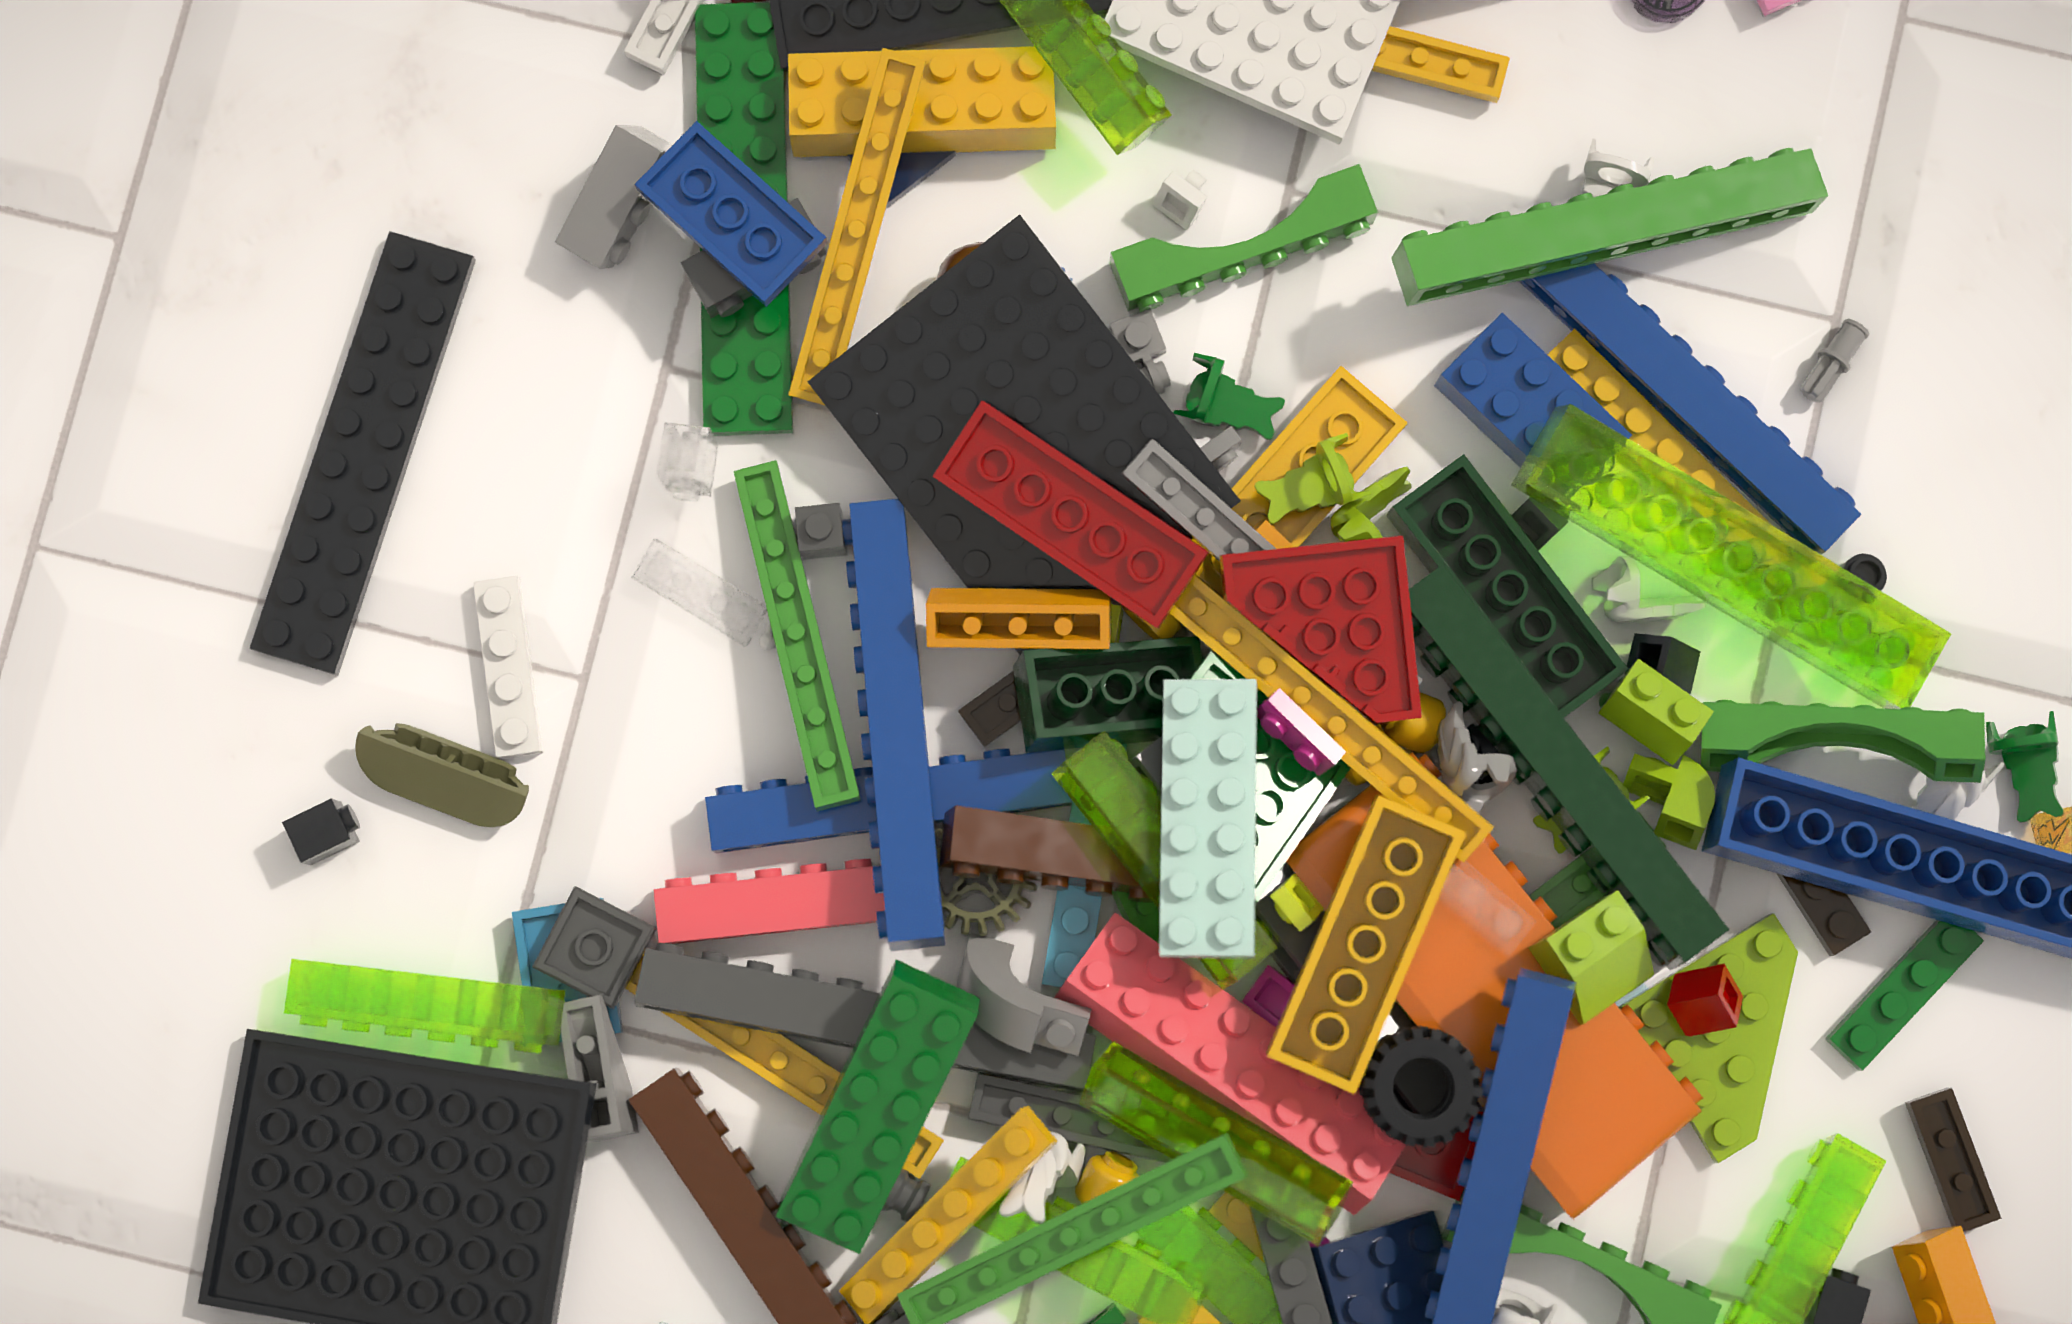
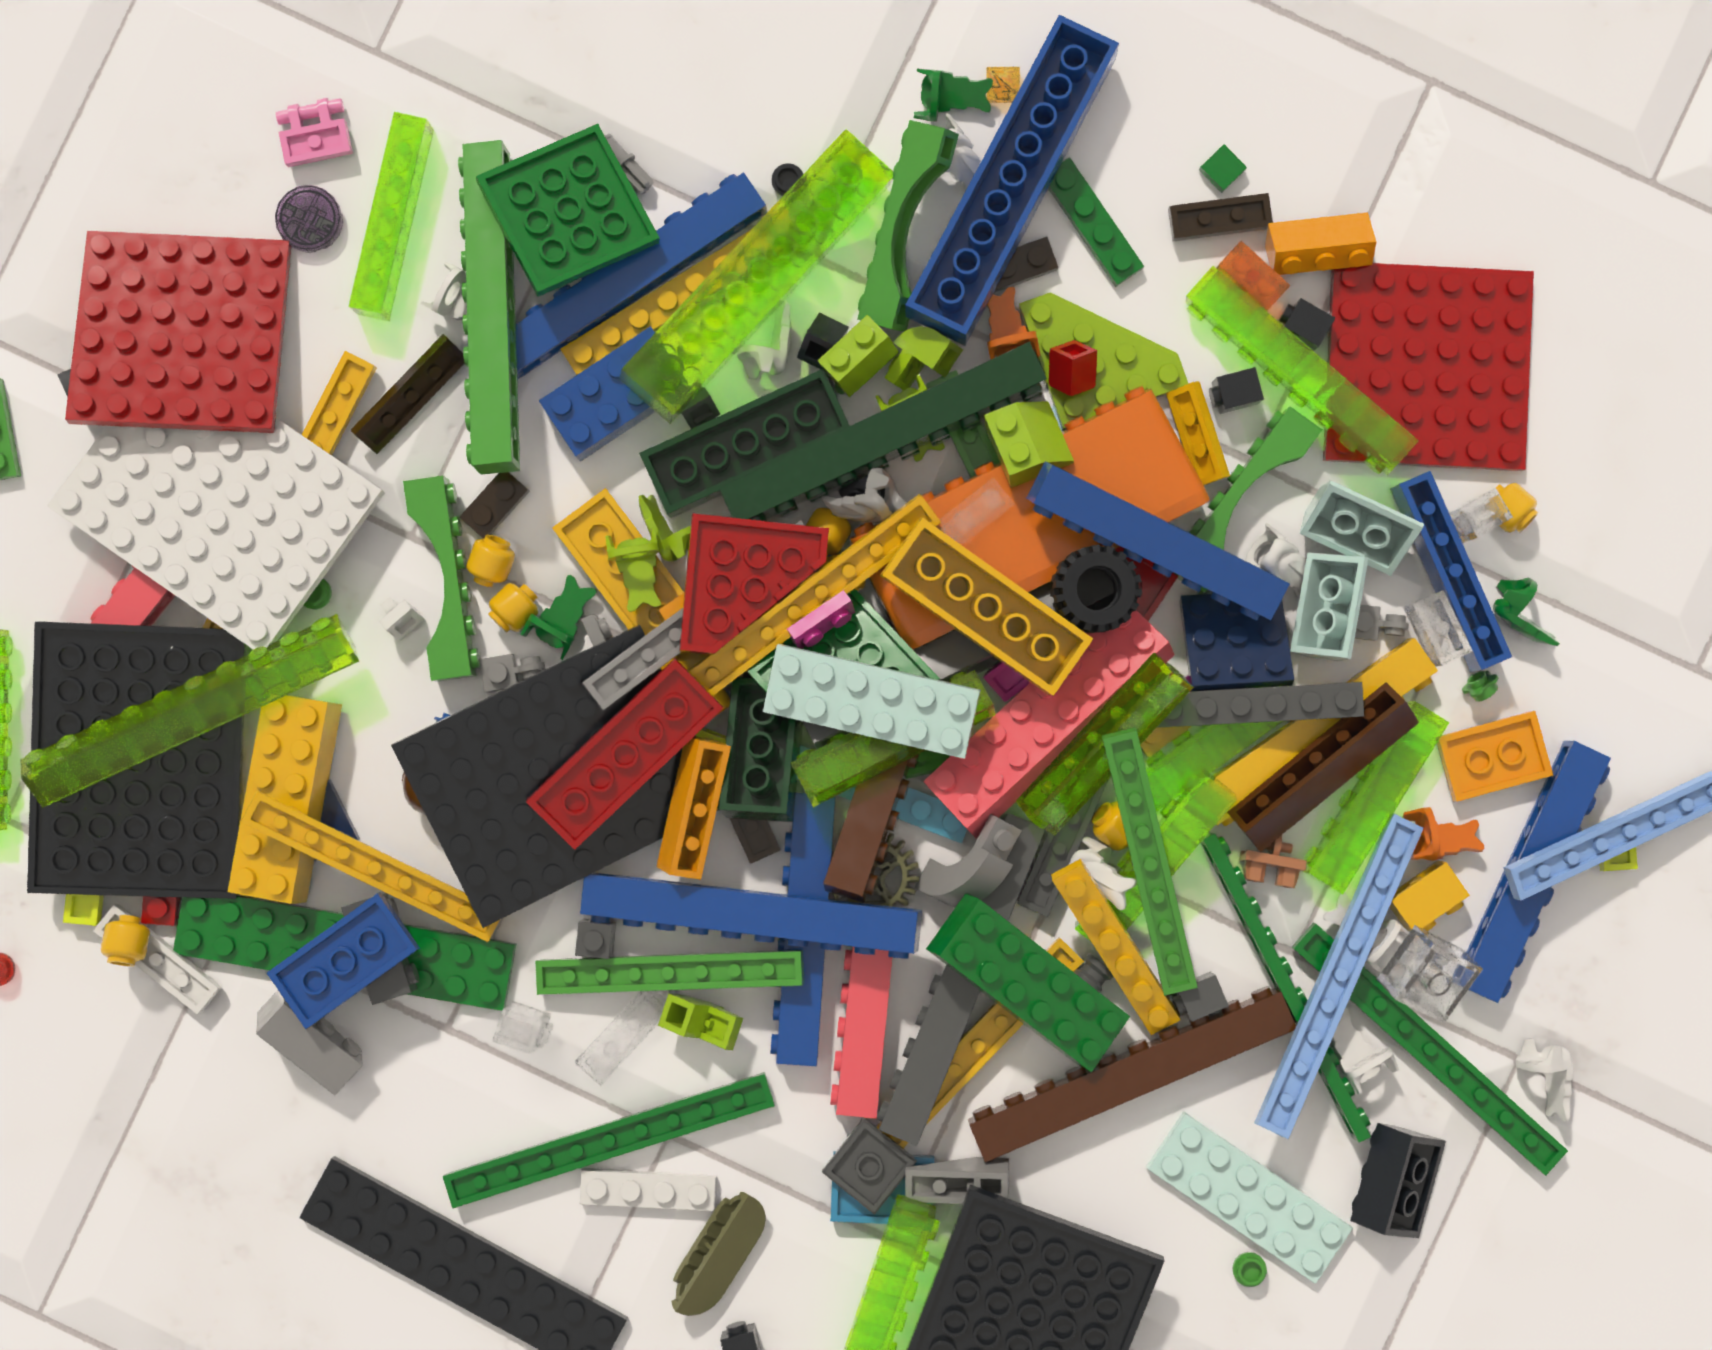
camera: 75 degrees left, 5 degrees up
(563, 604) = (608, 1140): none -> green plate
(741, 687) = (701, 1020): none -> lime brick
(1187, 91) = (320, 596): none -> bright green plate
(1227, 336) = (513, 607): none -> yellow head
(1281, 296) = (490, 560): none -> yellow head
(1296, 903) = (945, 649): neon yellow plate -> none
(1354, 287) = (494, 504): none -> dark brown plate
(1471, 149) = (409, 394): none -> dark brown plate
(1656, 1188) = (1198, 432): none -> yellow plate
(1695, 80) = (391, 216): none -> clear neon green brick
(1724, 1229) = (1236, 391): none -> black brick
(1742, 902) = (1006, 326): none -> orange hair
(1758, 297) = (567, 209): none -> green plate
(1884, 1220) = (1253, 275): none -> clear orange brick
(2018, 1150) = (1222, 168): none -> green tile

